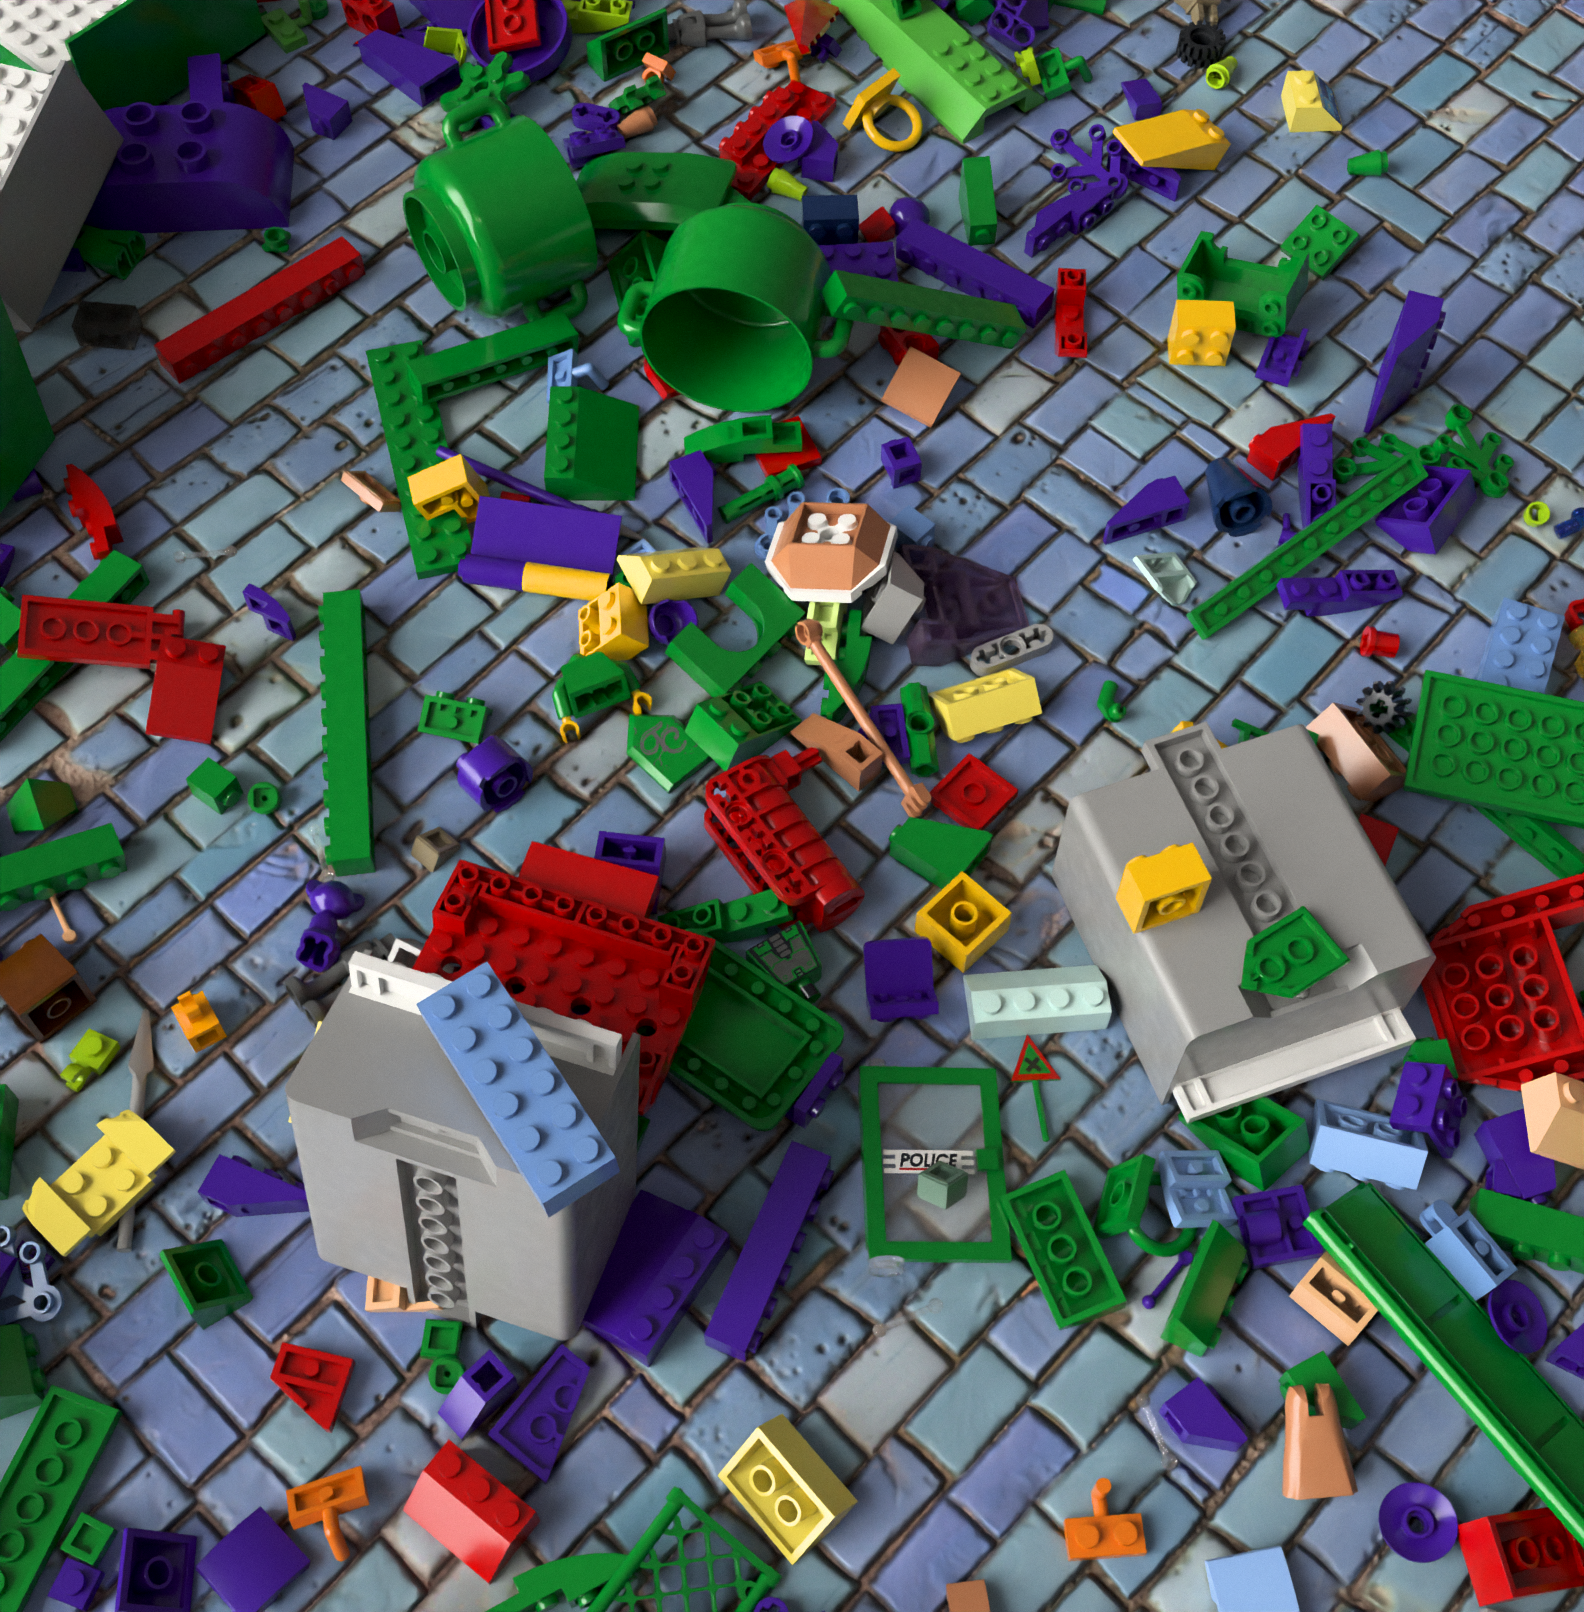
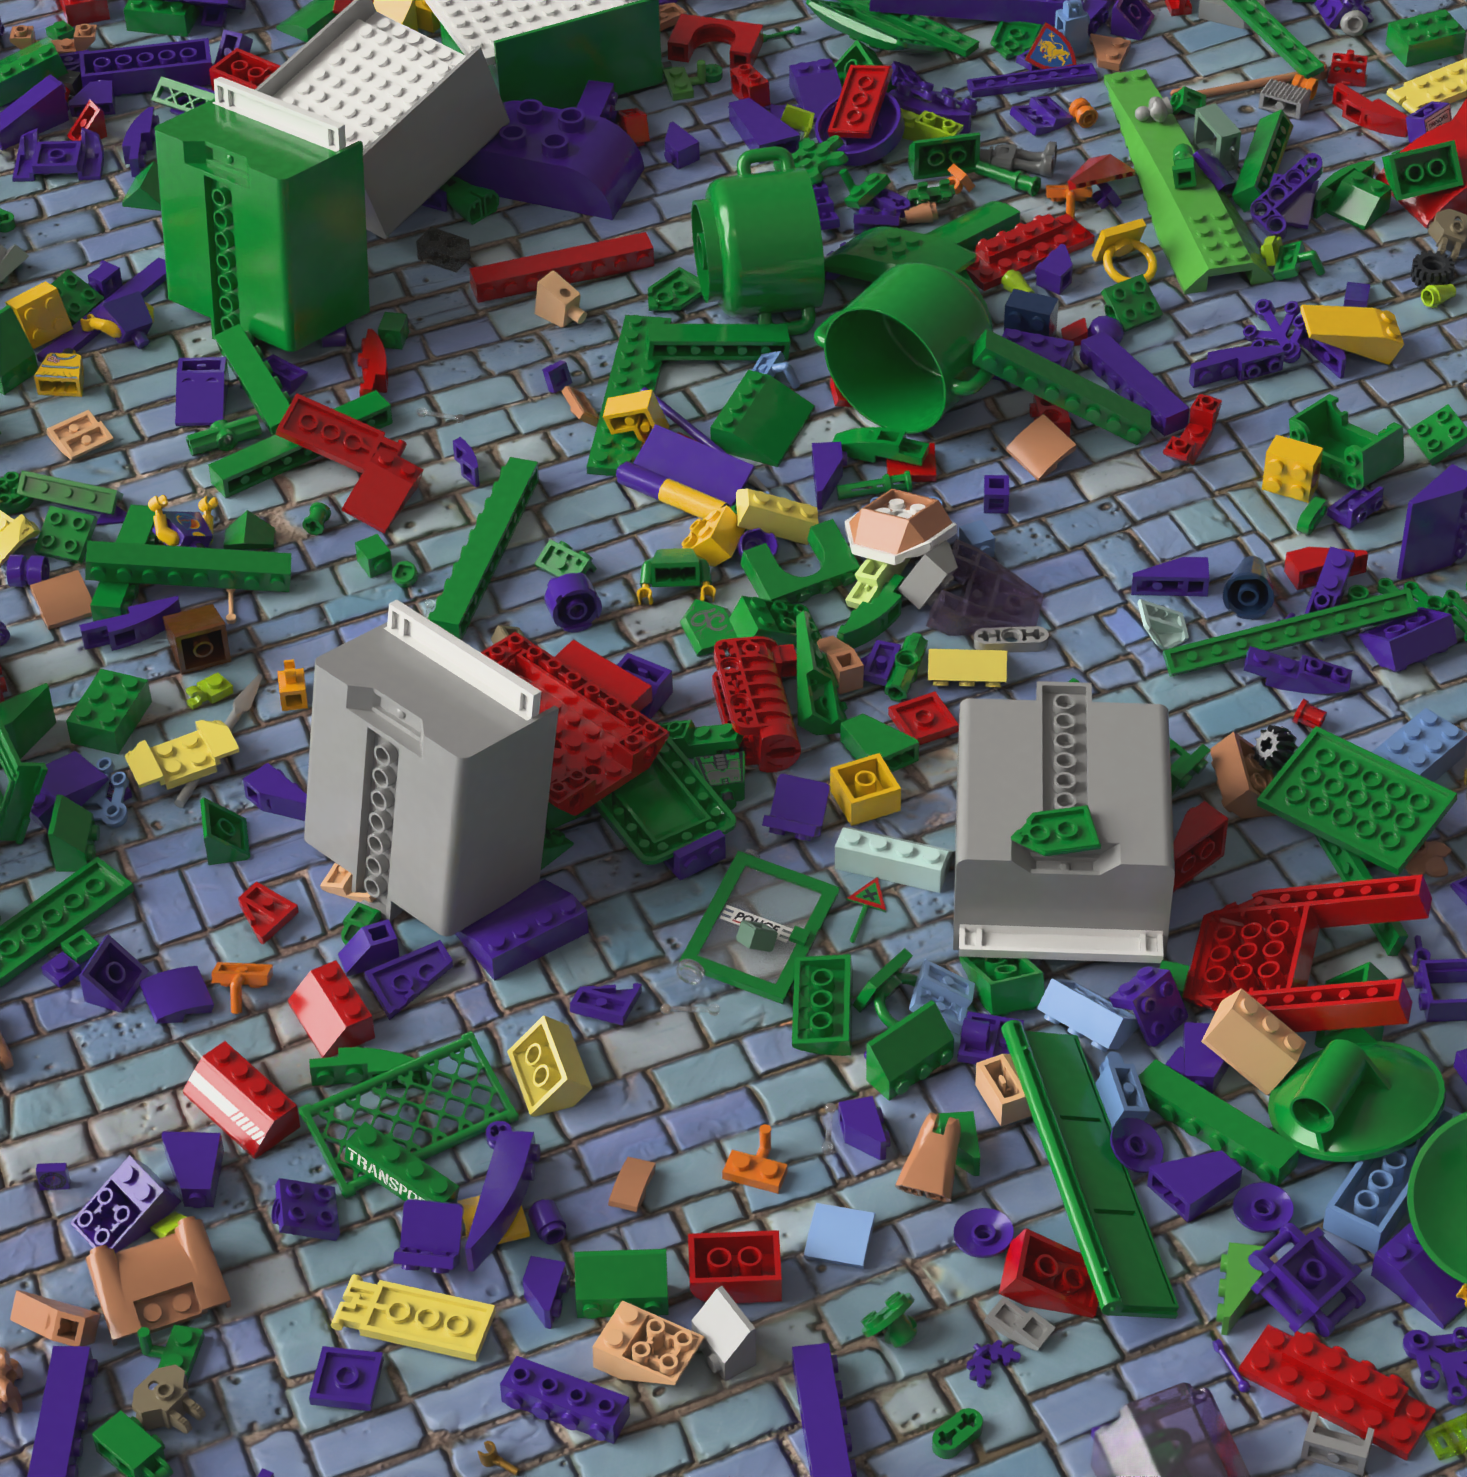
camera: 25 degrees right, 15 degrees down
(96, 454) = (393, 330): none -> green brick
(118, 753) = (315, 521): none -> green bush
(276, 240) = (597, 225): green plate -> none
(281, 358) = (558, 301): none -> light nougat torso
(324, 459) = (557, 376): none -> dark purple tile
(407, 302) = (674, 291): none -> green tile
(518, 1089) = (457, 693): medium blue brick -> none
(563, 113) = (863, 193): none -> green plate
(703, 121) = (979, 224): none -> green slope
(718, 52) = (1016, 180): none -> green pin
(768, 1251) = (612, 937): dark purple brick -> none
(788, 139) = (1033, 251): dark purple dish -> none
(807, 1353) = (605, 1002): none -> dark purple wing
(845, 811) = (817, 696): none -> green wedge
(916, 796) = (852, 579): nougat hinge -> none
(921, 173) = (1131, 303): none -> green plate
(978, 201) = (1164, 332): green slope -> none
(1163, 887) = (984, 758): yellow brick -> none
(1244, 383) = (1312, 515): none -> green beam

